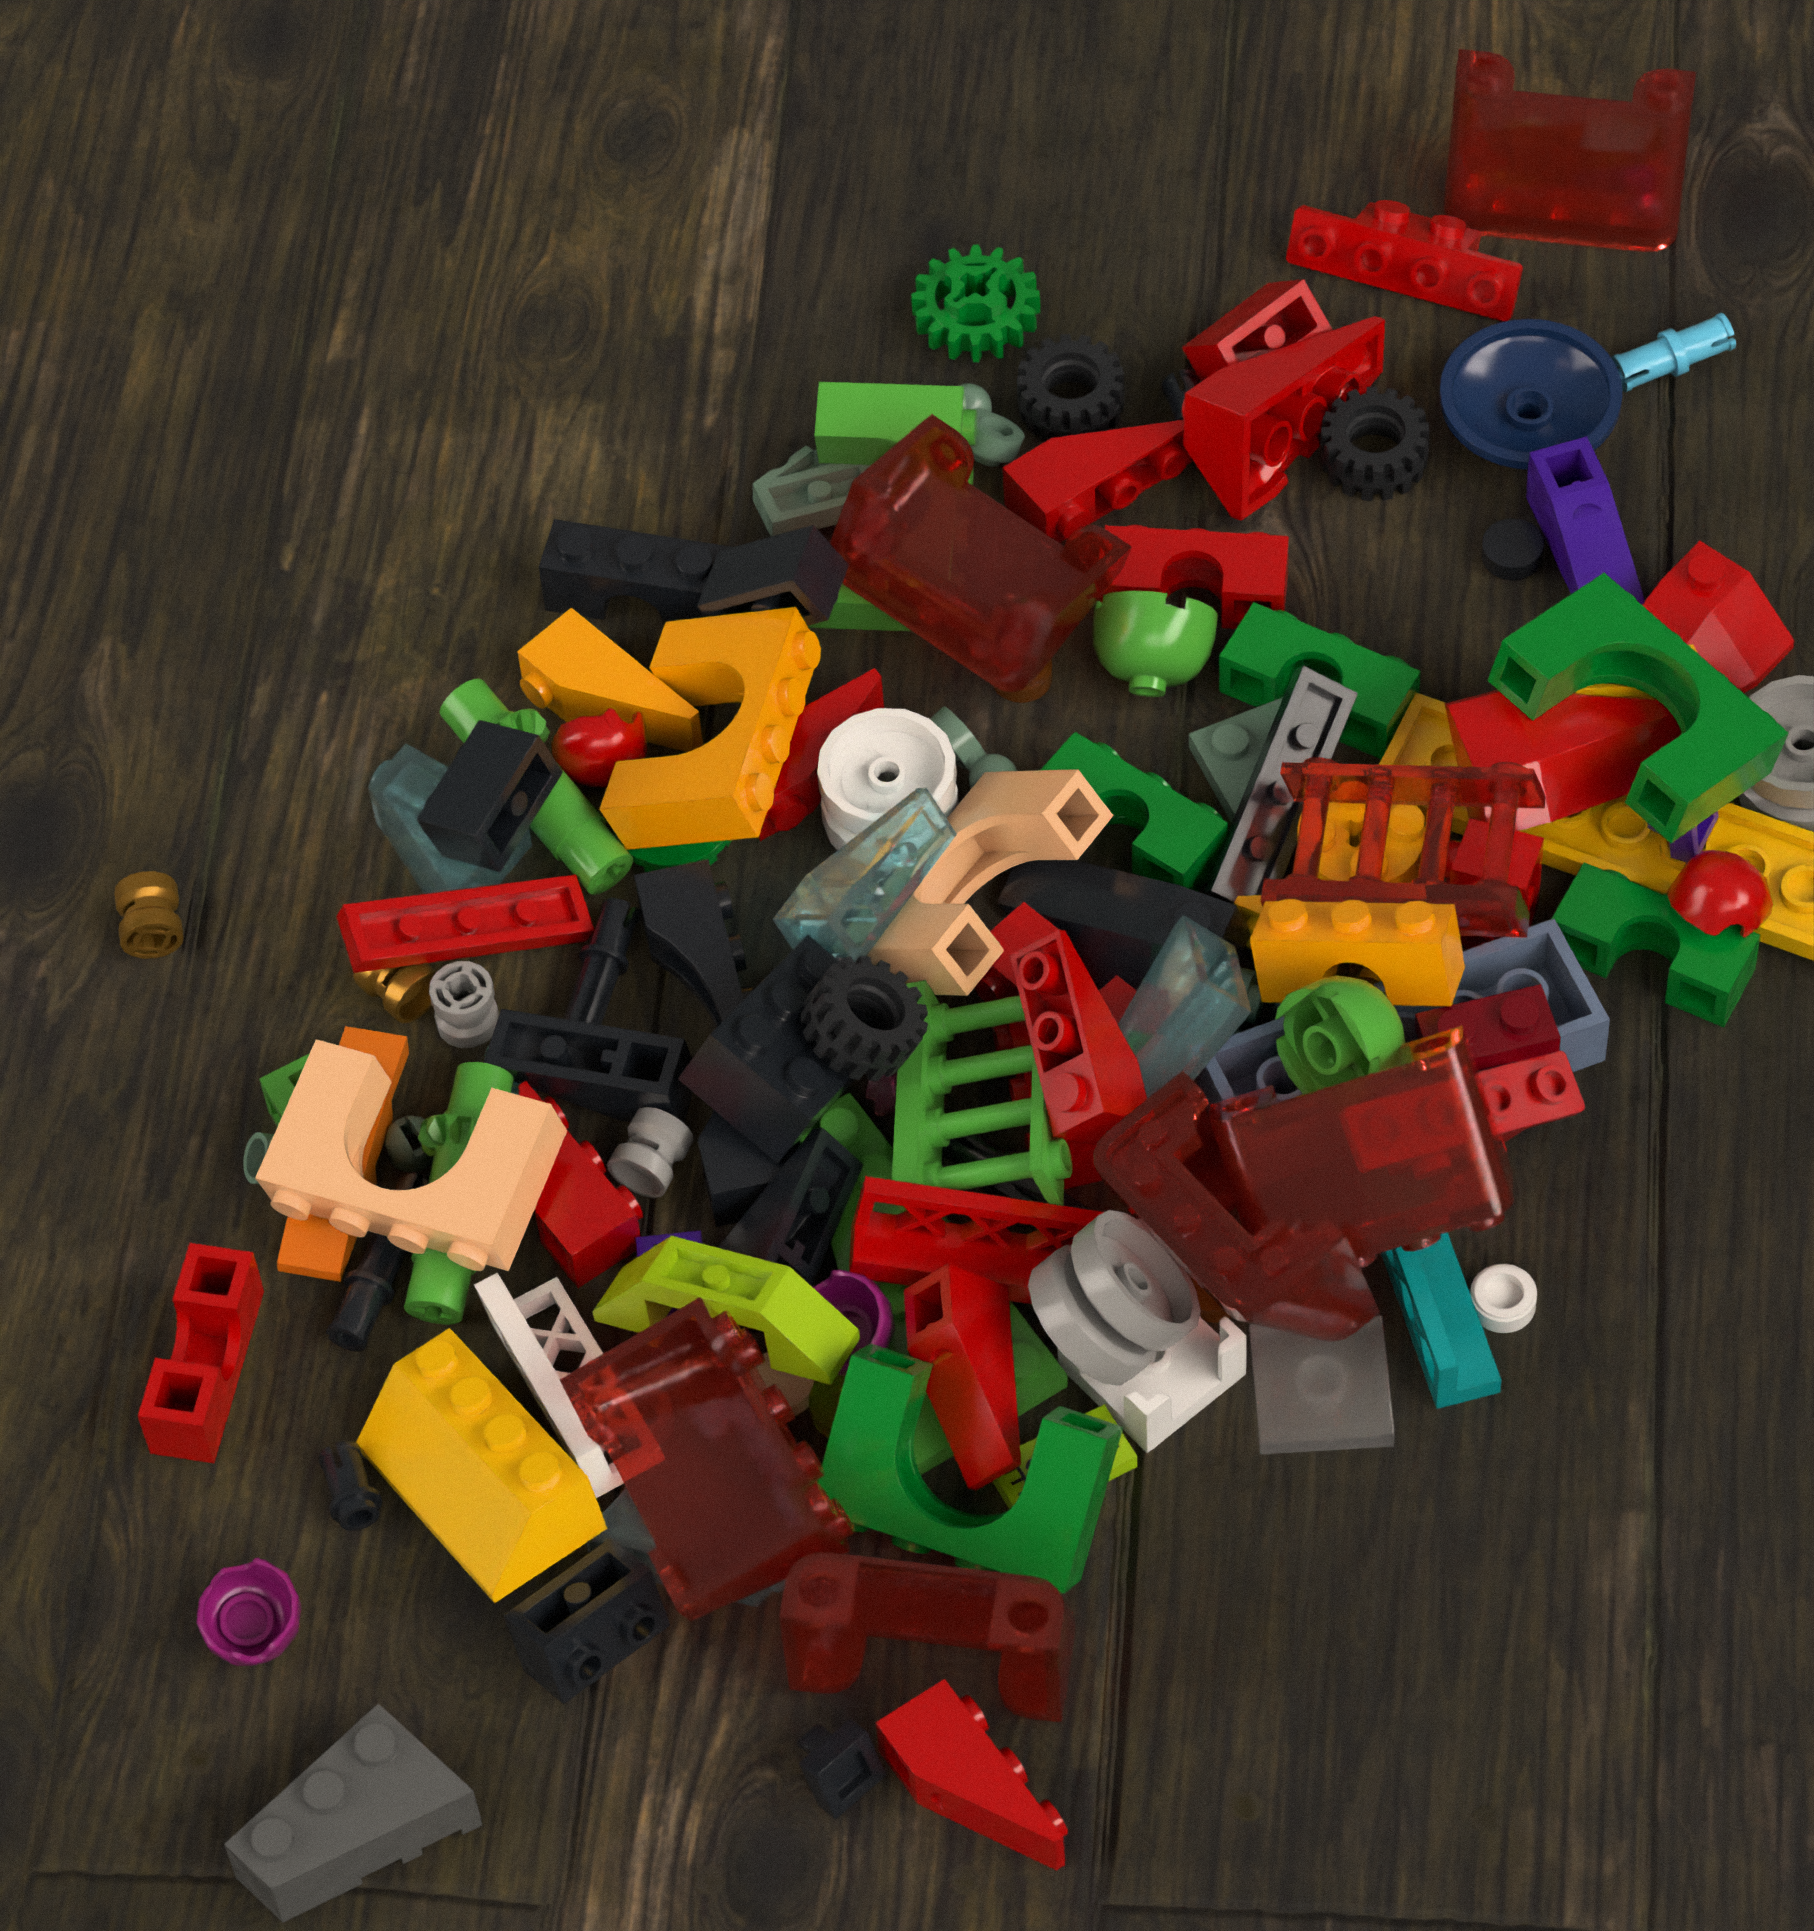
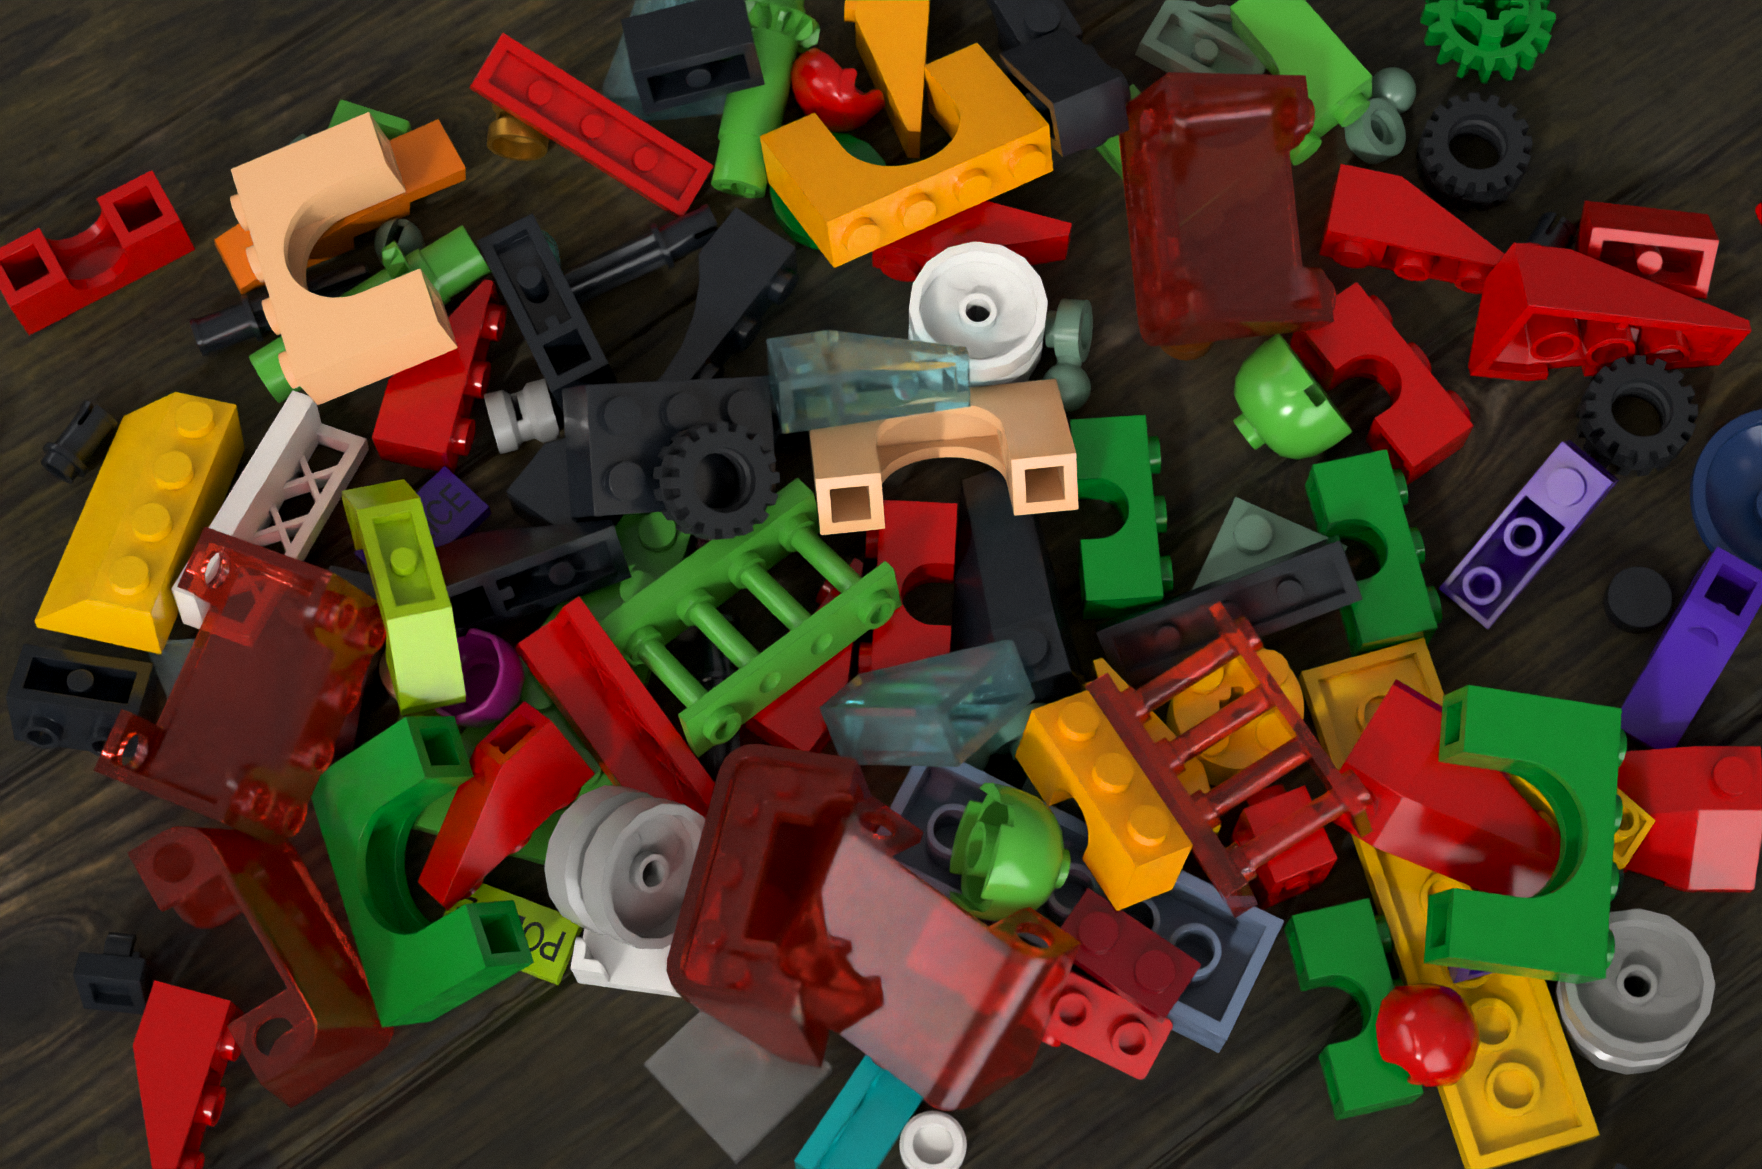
camera: 45 degrees right, 15 degrees up
(464, 1004) = (539, 194): light grey wheel -> none
(1078, 1048) = (817, 665): red slope -> none
(1399, 568) = (1529, 533): none -> dark purple slope

